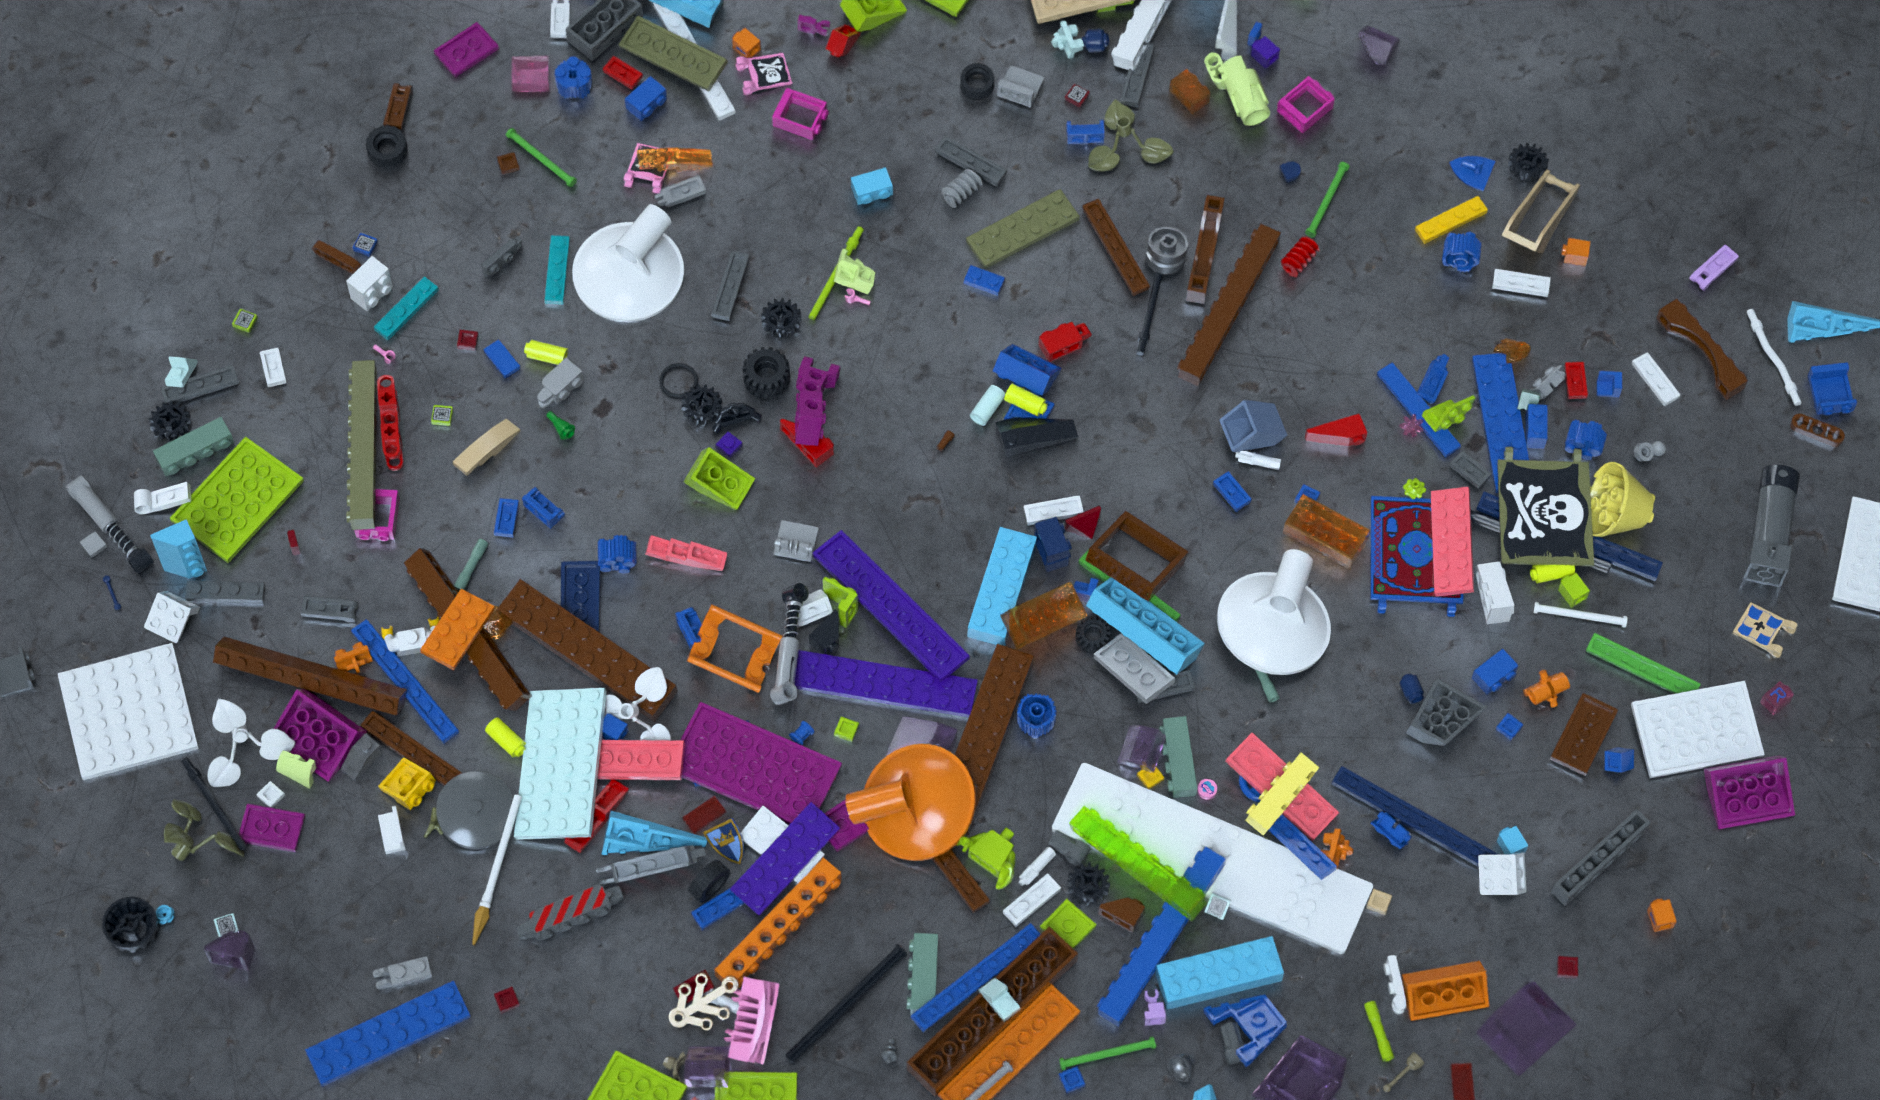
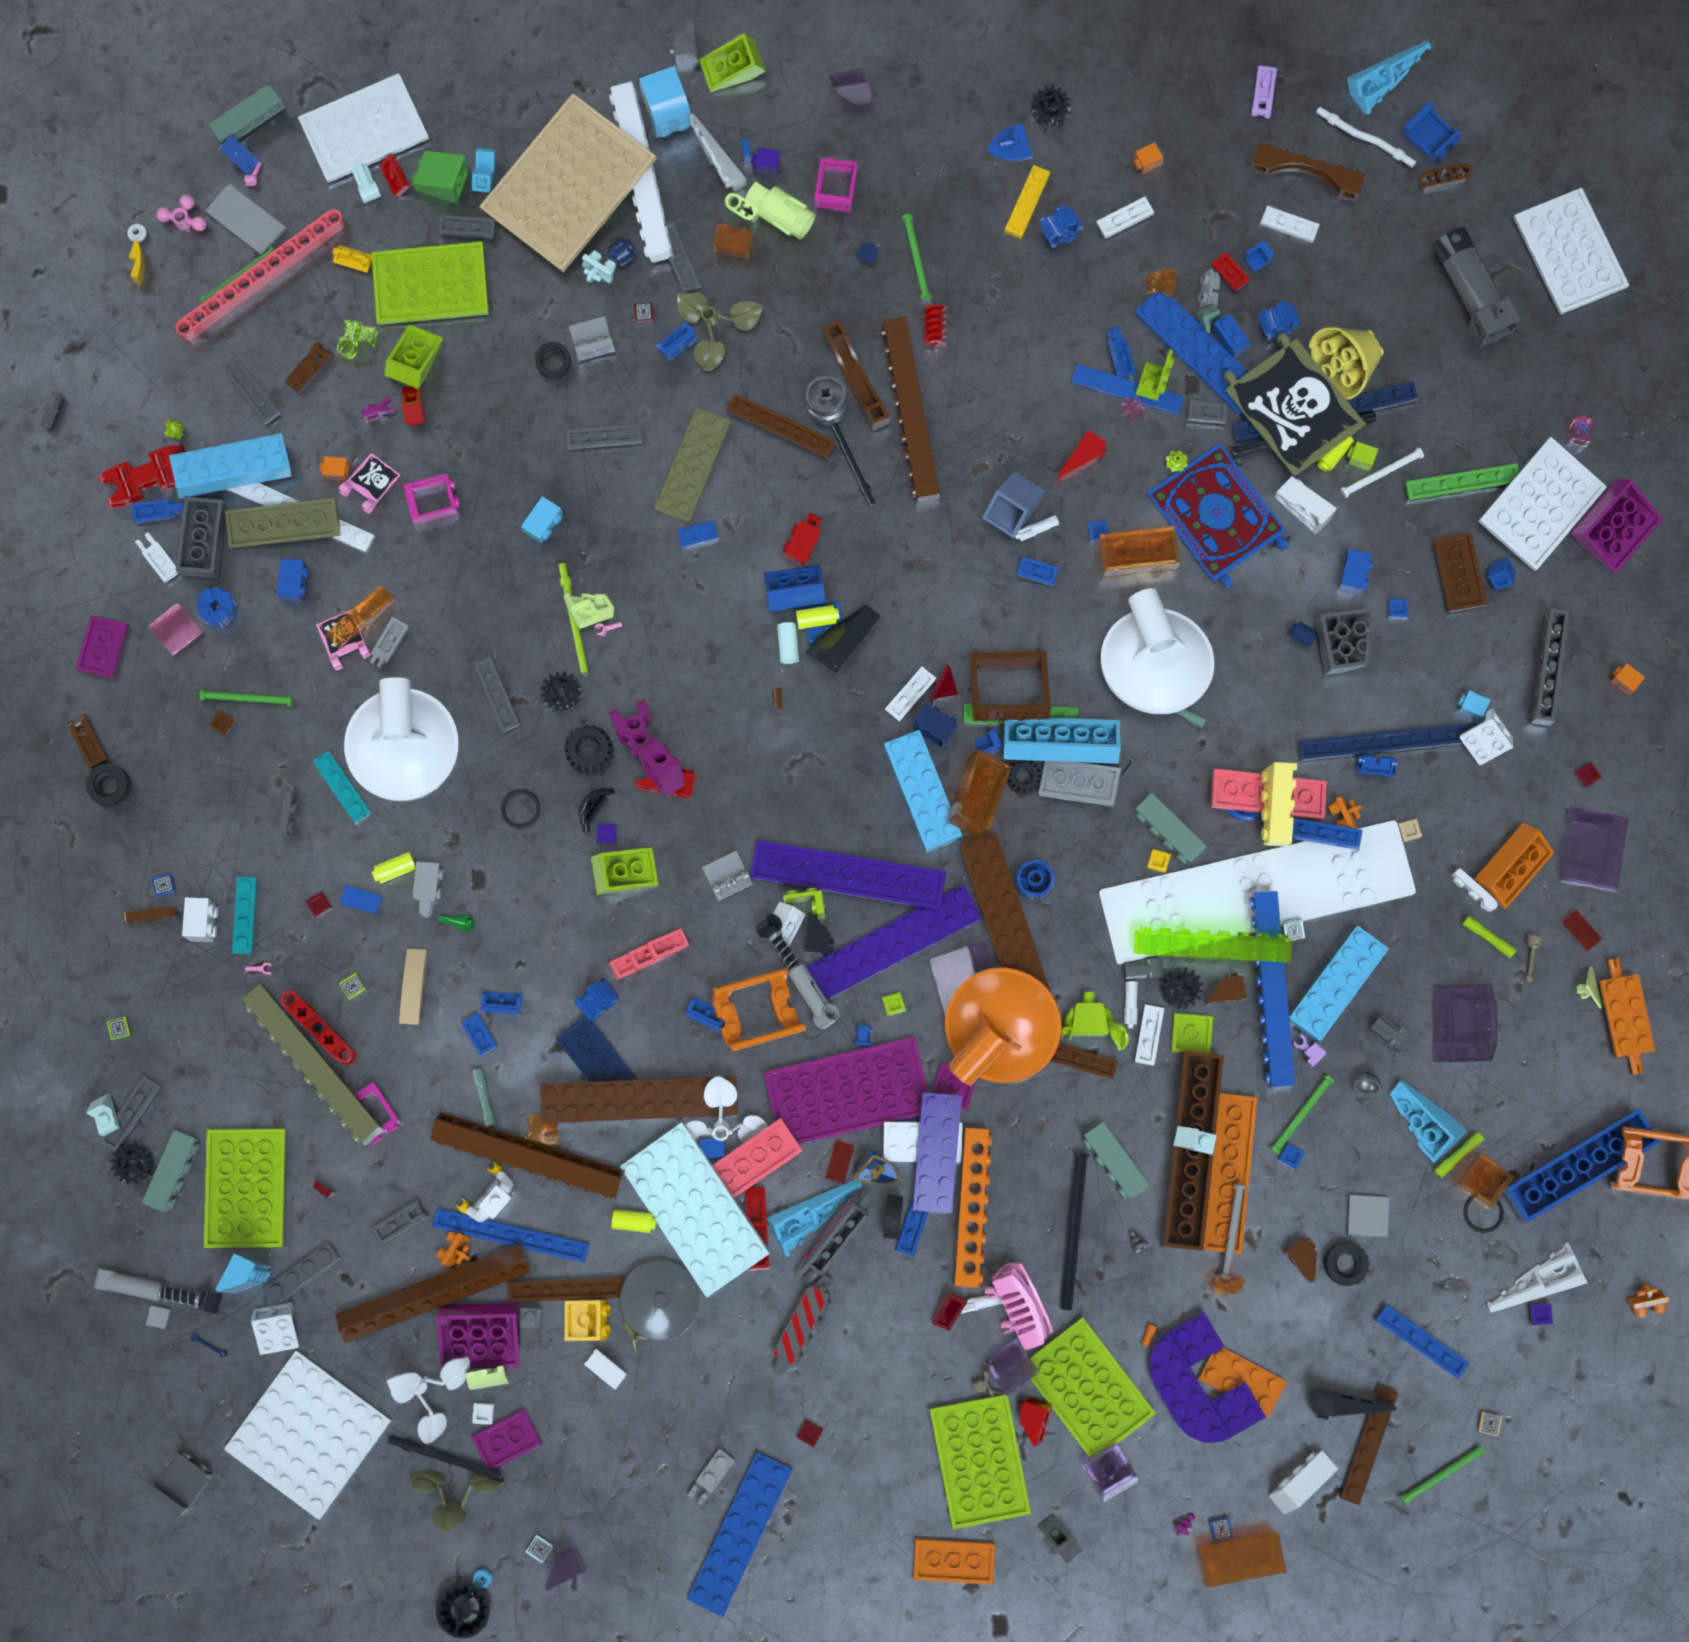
camera: 35 degrees left, 15 degrees up
(148, 502) = (182, 1236): white plate -> none
(273, 367) = (178, 1051): white plate -> none
(457, 629) = (524, 1165): orange plate -> none
(482, 913) = (733, 1379): white piece -> none
(622, 72) = (252, 570): red plate -> none
(700, 1003) = (966, 1321): plant -> none
(709, 407) = (564, 812): black gear -> none
(960, 187) = (615, 466): light grey piece -> none
(974, 979) = (1159, 1132): blue tile -> none
(1141, 748) = (1137, 846): clear purple slope -> none
(1207, 789) = (1210, 838): bright pink tile -> none
(1256, 1018) = (1393, 999): blue wing -> none
(1452, 541) = (1241, 486): coral plate -> none
(1544, 237) = (1103, 182): tan piece -> none
(1547, 688) = (1405, 555): orange pin -> none
(1657, 448) = (1329, 294): light grey plate -> none
(1762, 627) = (1524, 379): tan flag -> none

